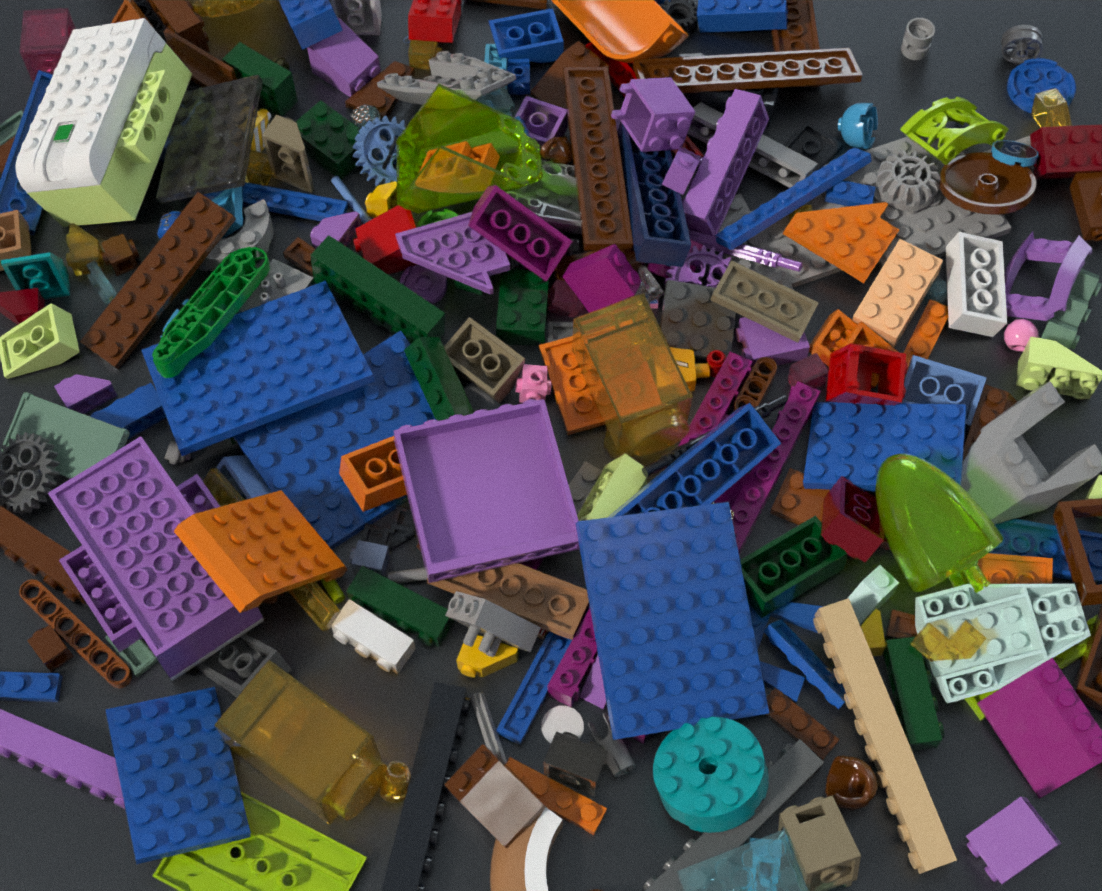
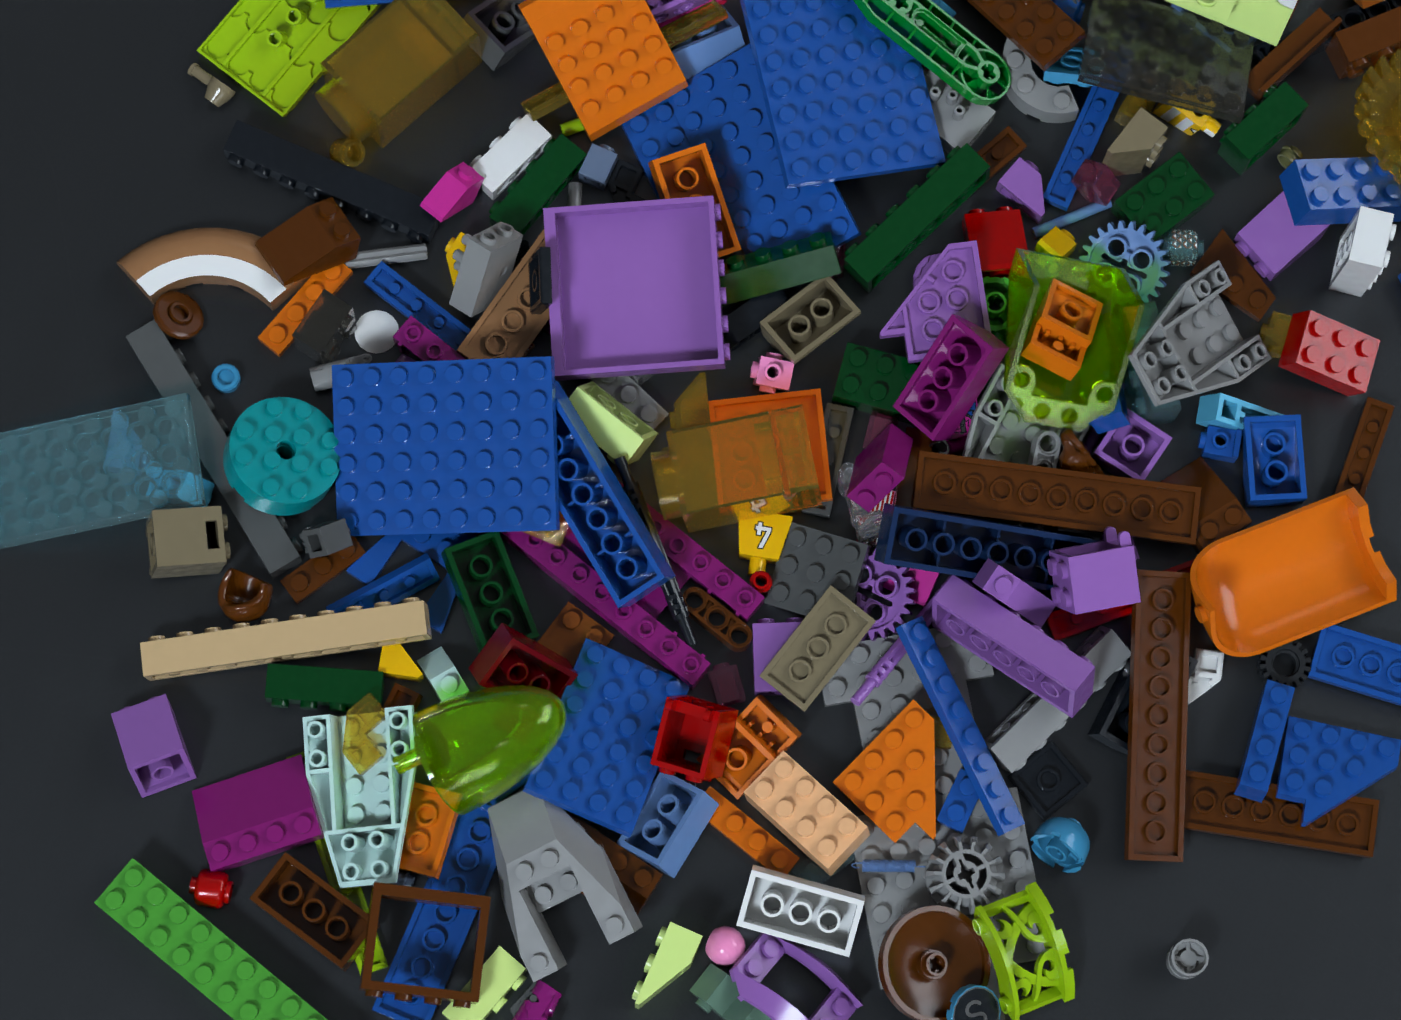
camera: 95 degrees right, 15 degrees up
(322, 183) = (1095, 182): none -> clear pink brick
(420, 672) = (453, 192): none -> dark pink slope
(497, 566) = (540, 280): none -> black tile
(579, 442) = (692, 405): none -> clear yellow slope
(640, 856) = (226, 378): none -> dark azure tile
(778, 717) = (326, 538): none -> dark grey brick
(917, 231) = (887, 865): none -> medium blue piece

